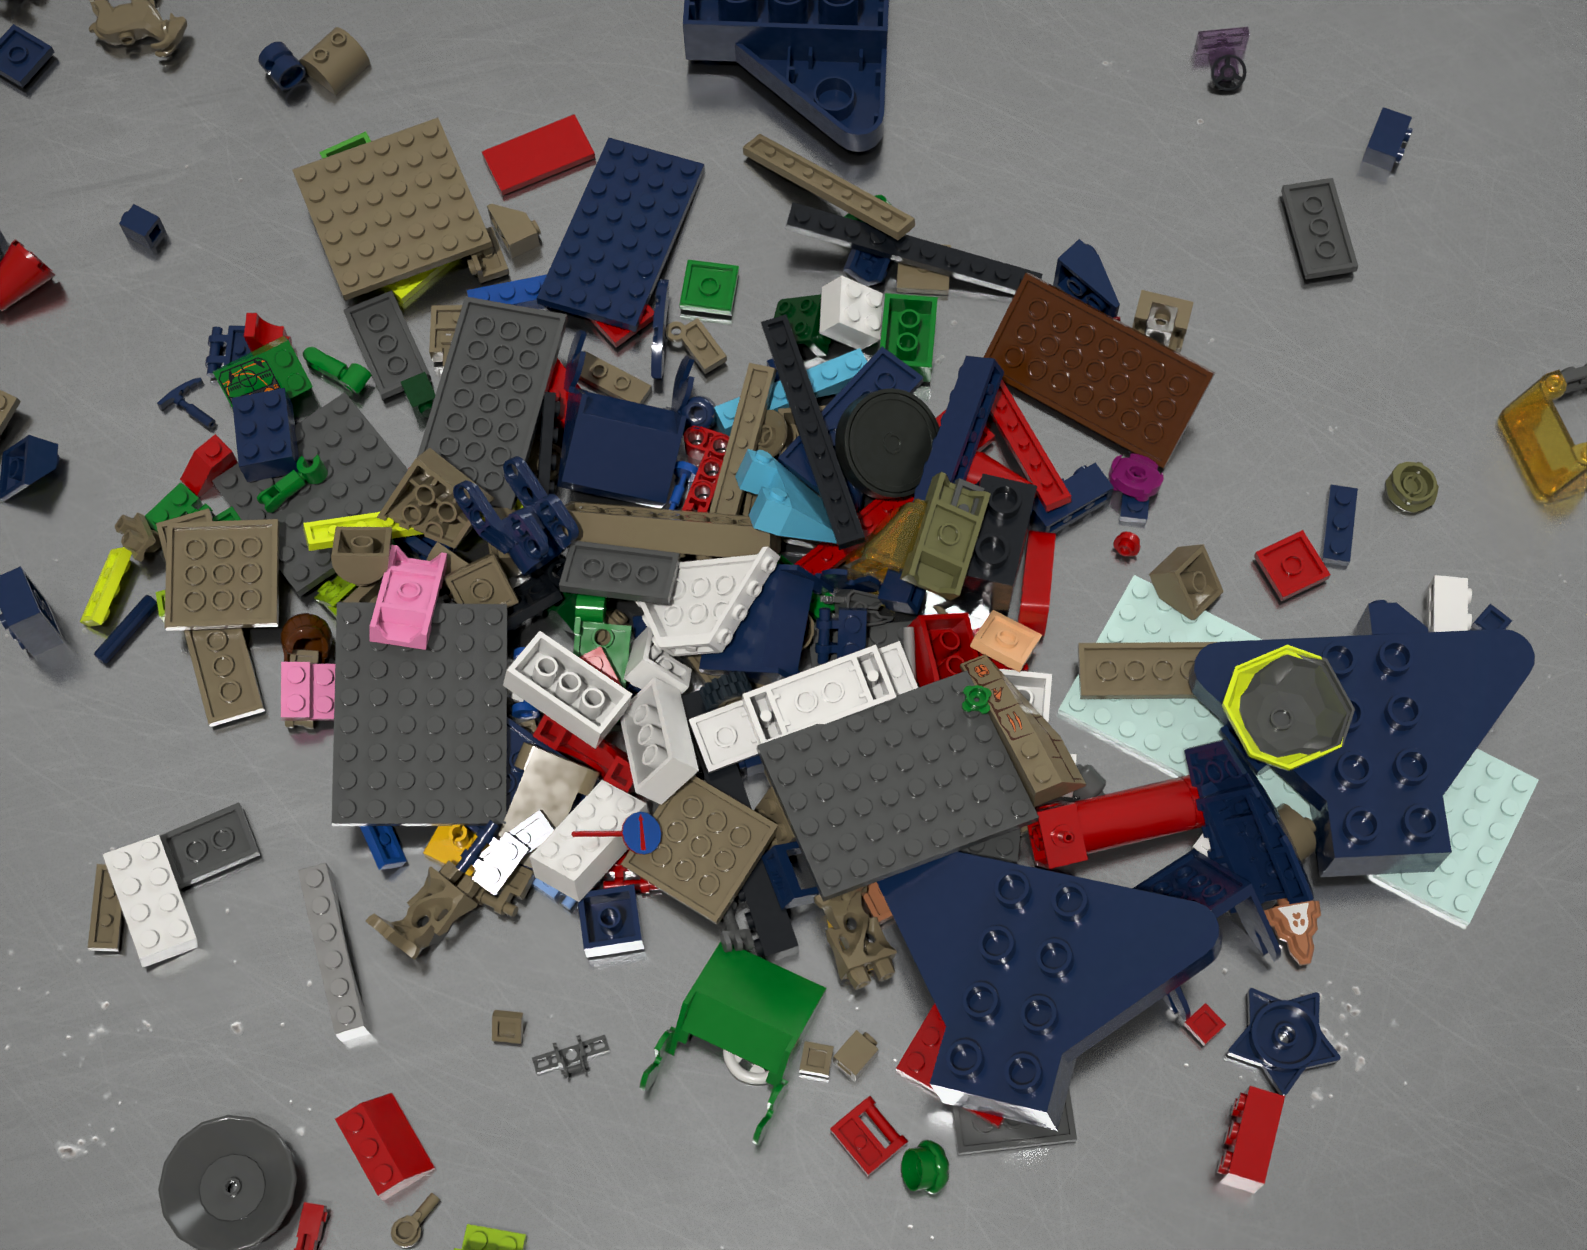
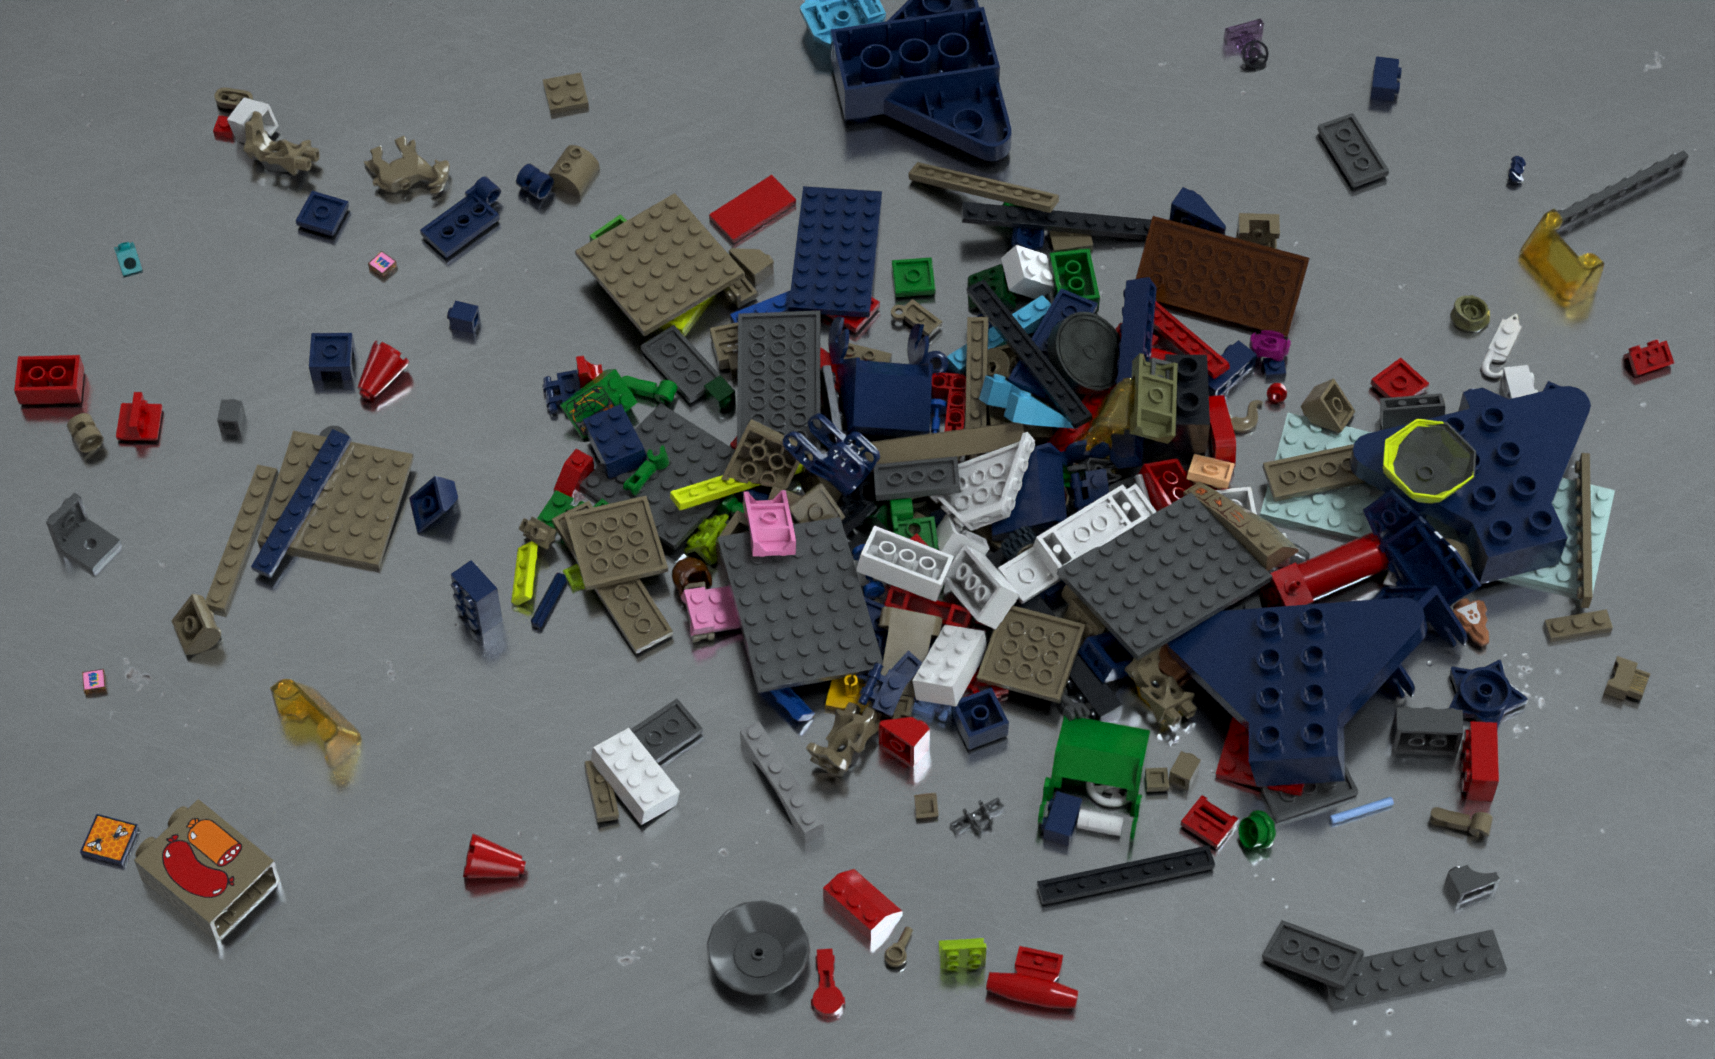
camera: 15 degrees left, 10 degrees down
(69, 136) = (382, 264): none -> tile
(175, 396) = (529, 432): dark blue piece -> none
(208, 71) = (478, 196): none -> dark blue hinge
(361, 553) = (725, 501): dark tan brick -> none
(507, 928) = (905, 738): none -> red slope
(639, 833) = (985, 649): blue piece -> none
(659, 328) = (885, 301): dark blue tile -> none
(676, 1086) = (1062, 818): none -> dark blue brick
(724, 1104) = (1100, 822): none -> white axle
(737, 1187) = (1125, 875): none -> black plate
(979, 692) = (1205, 507): green plate -> none
(1075, 1166) = (1351, 813): none -> light blue bar
(1077, 578) = (1248, 423): none -> dark tan piece
(1191, 1075) = (1427, 730): none -> dark grey brick
(1204, 1024) = (1425, 697): red plate -> none
(1224, 1227) = (1480, 821): none -> dark tan piece
(1296, 611) = (1406, 409): none -> dark grey brick
(1339, 525) = (1425, 350): dark blue plate -> none
(1438, 963) = (1578, 625): none -> dark tan plate
(1441, 539) = (1501, 345): none -> white plate
(1478, 842) = (1583, 537): none -> dark tan plate
(1483, 1061) = (1627, 680): none -> dark tan piece
(1527, 297) = (1517, 169): none -> dark blue piece

